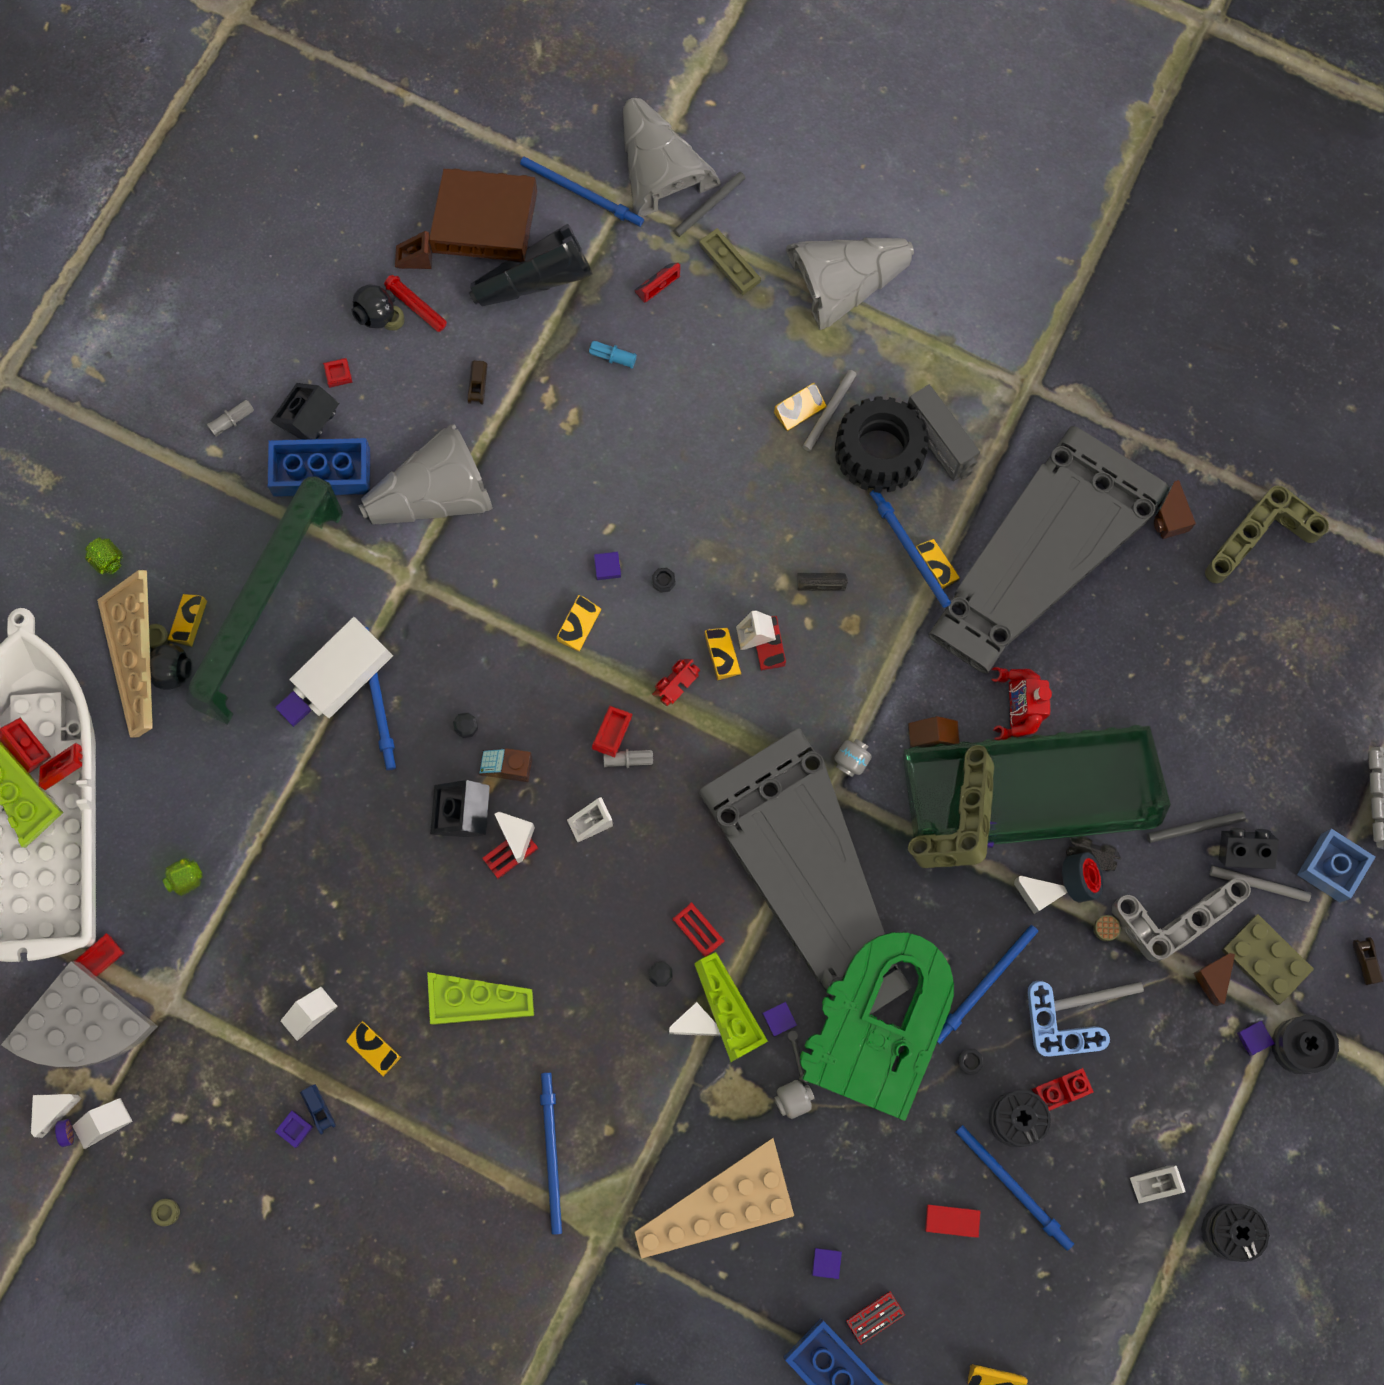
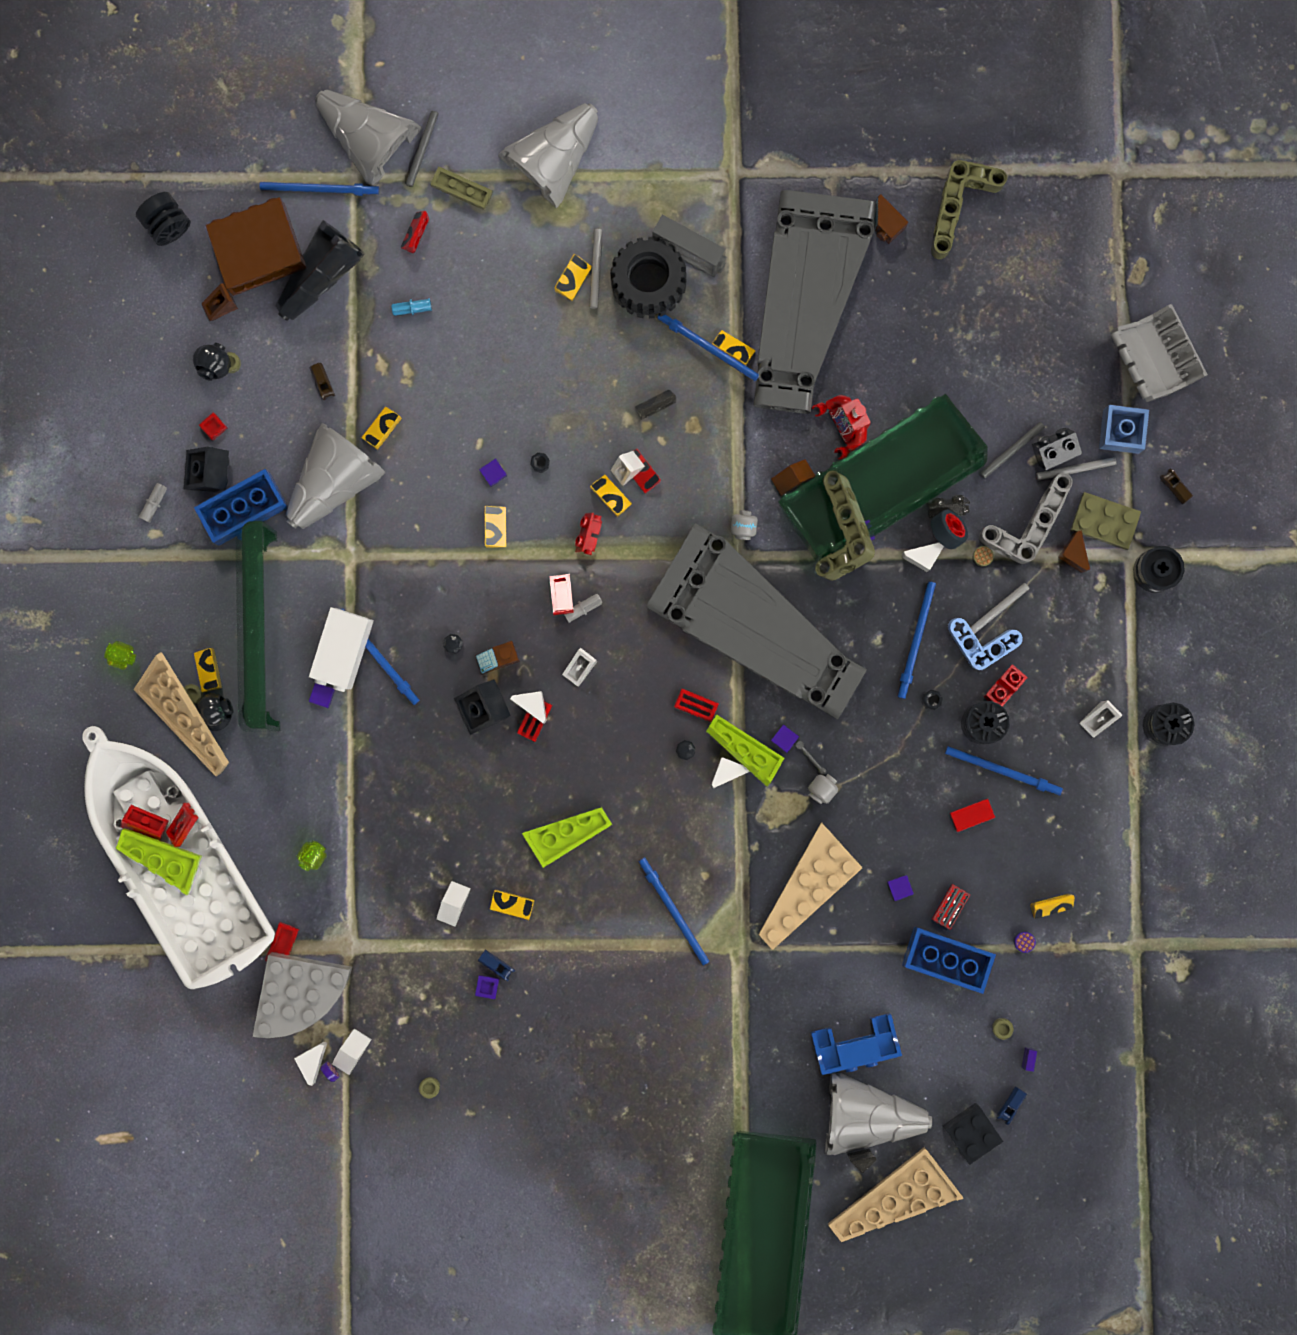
camera: 25 degrees left, 10 degrees up
(403, 141) = (163, 218): none -> black wheel
(415, 303) = (241, 342): red axle -> none
(513, 461) = (381, 428): none -> yellow slope
(859, 1050) = (851, 732): green door -> none
(1255, 1038) = (1122, 581): dark purple tile -> none

